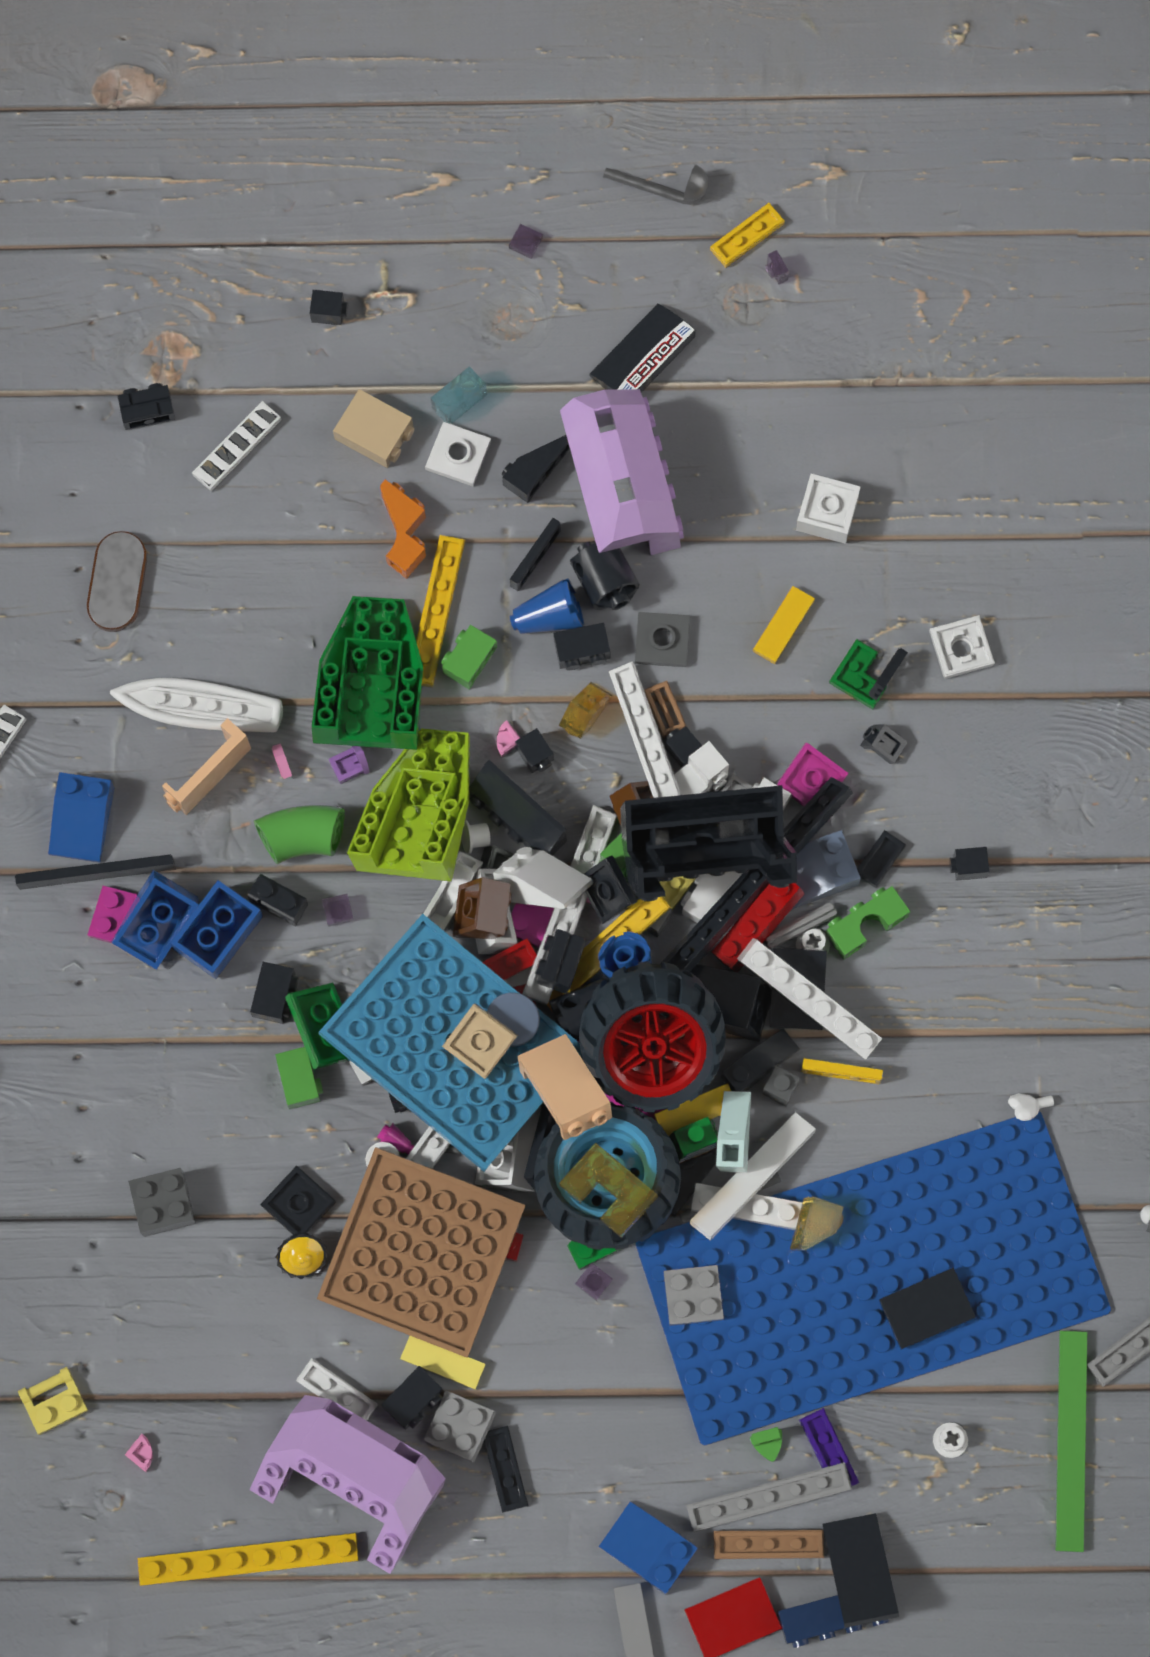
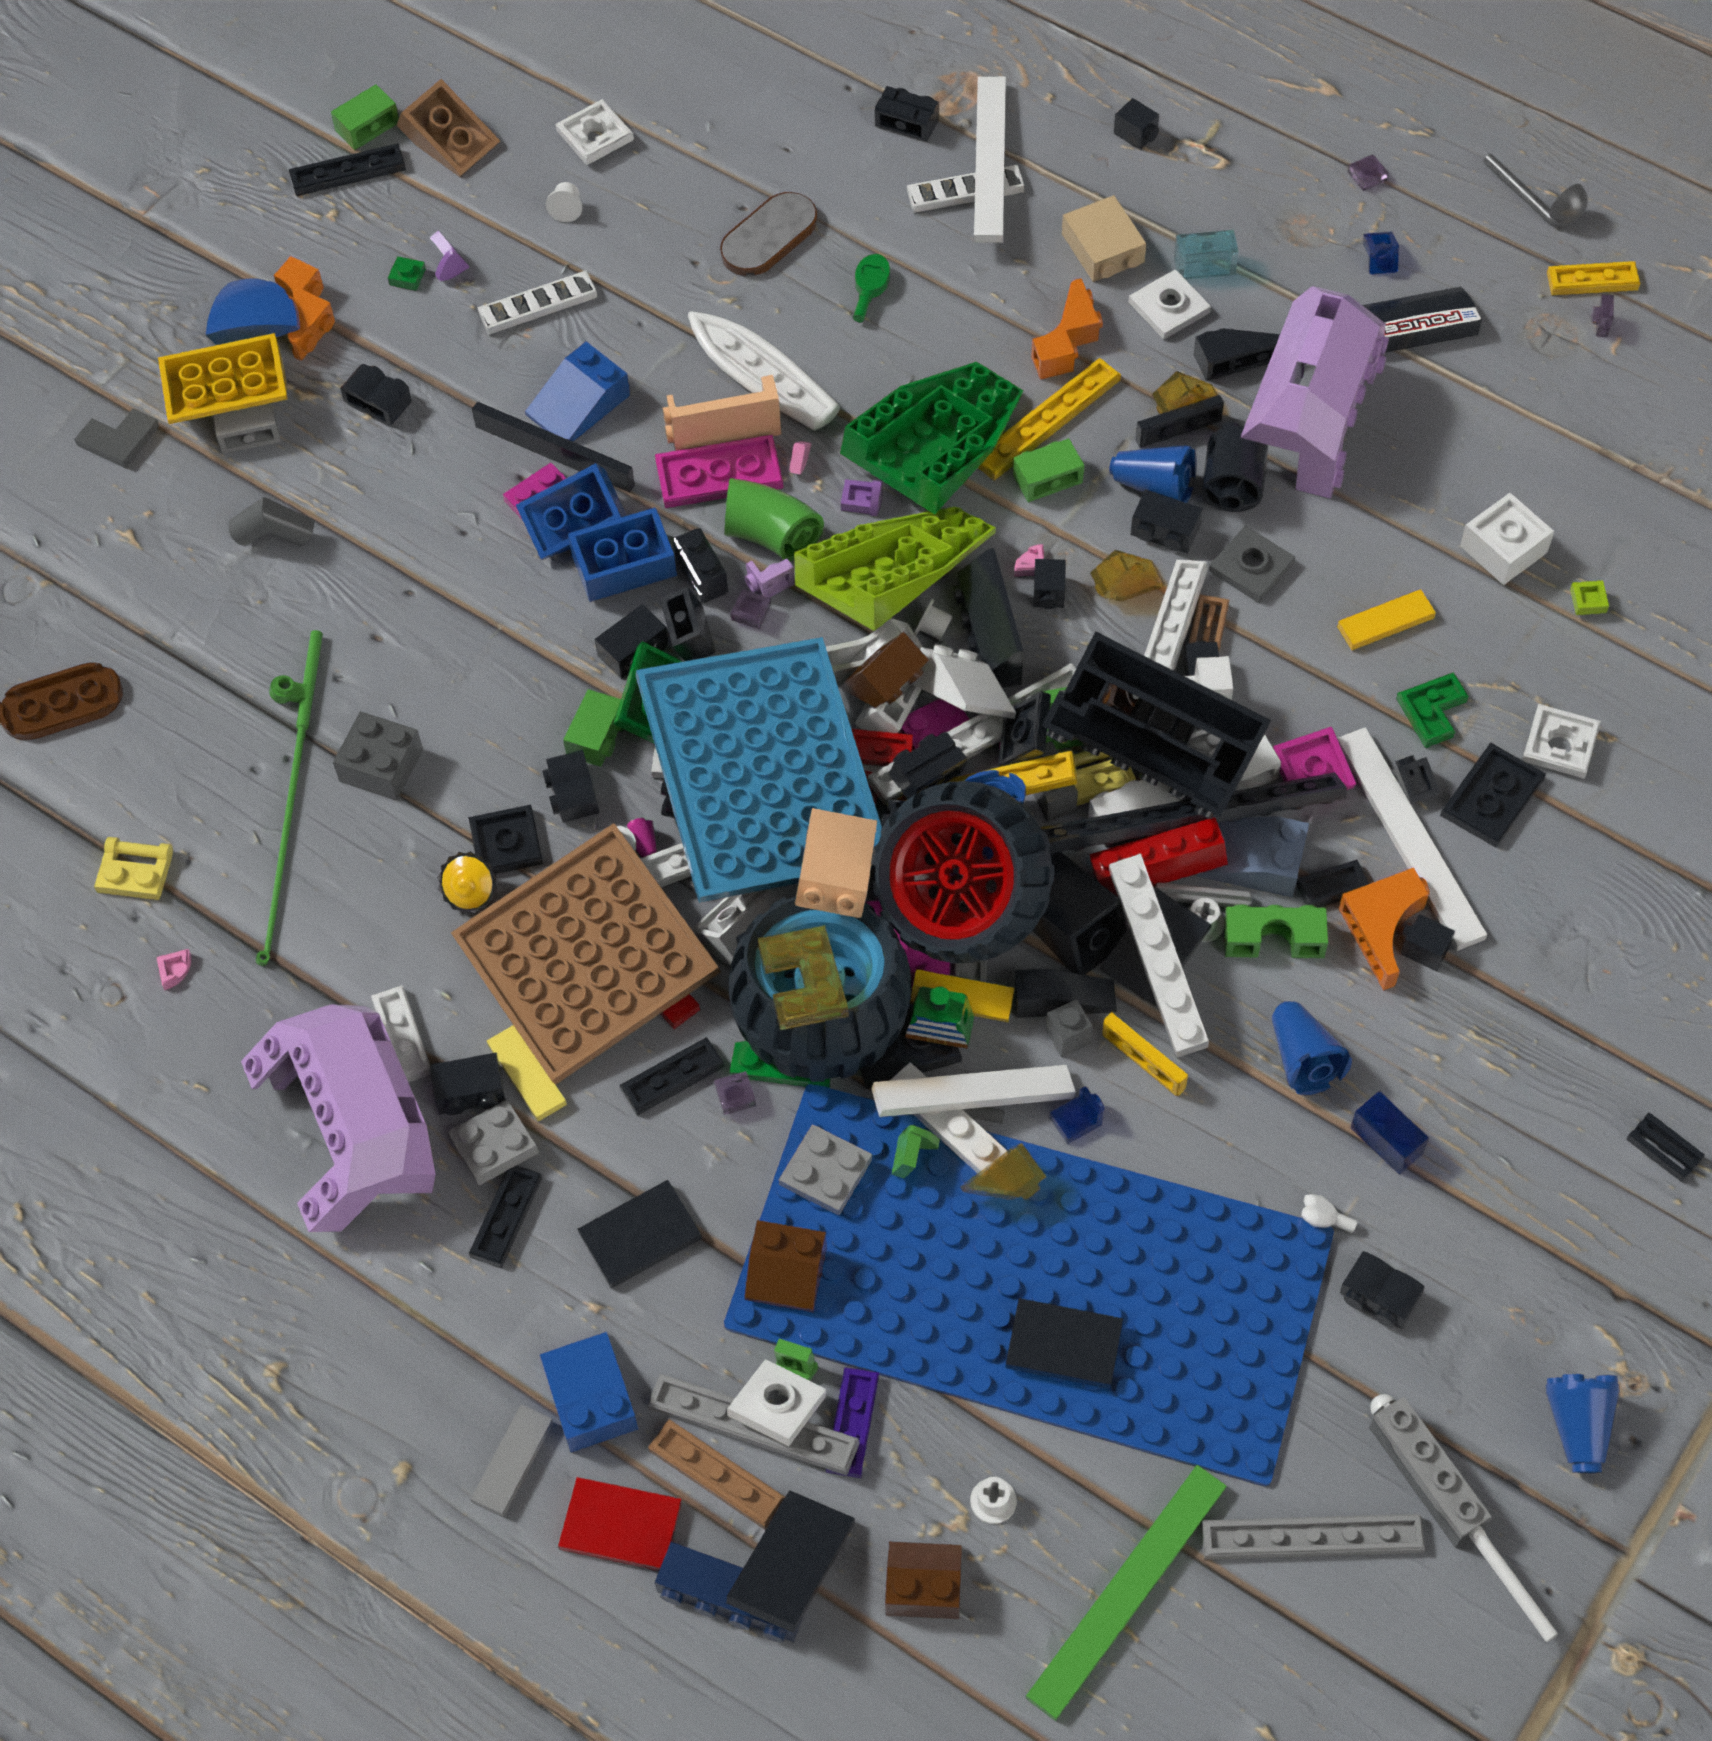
camera: 35 degrees right, 15 degrees down
(67, 1189) = (282, 691): none -> bright green piece
(225, 577) = (871, 280): none -> green piece
(229, 810) = (705, 471): none -> dark pink tile
(239, 410) = (990, 160): none -> white tile
(248, 1559) = (190, 1132): yellow plate -> none
(306, 955) = (687, 625): none -> black brick
(316, 1133) = (572, 786): none -> black brick
(336, 874) = (771, 580): none -> lavender bracket
(480, 1040) = (786, 774): tan tile -> none
(517, 1014) = (834, 779): sand blue tile -> none
(526, 531) = (1181, 391): none -> clear yellow slope
(541, 1297) = (671, 1076): none -> black tile
(582, 309) = (1382, 252): none -> clear blue bracket
(602, 1421) = (639, 1234): none -> black tile
(718, 1381) = (785, 1266): none -> reddish brown slope
(734, 1132) = (980, 1032): light aqua slope -> none
(739, 1246) = (908, 1146): none -> bright green tile
(789, 1488) = (776, 1421): none -> white piece
(827, 1143) = (1078, 1115): none -> clear blue bracket
(887, 673) = (1463, 715): black tile -> none
(907, 788) = (1411, 837): none -> white tile
(911, 517) = (1589, 597): none -> lime plate
(925, 865) = (1378, 912): none -> orange arch
(941, 717) = (1493, 795): none -> black tile
(943, 996) = (1308, 1050): none -> blue cone
(944, 1520) = (923, 1580): none -> reddish brown slope
(1034, 1021) = (1389, 1132): none -> clear blue brick
(1098, 1135) = (1381, 1290): none -> black brick

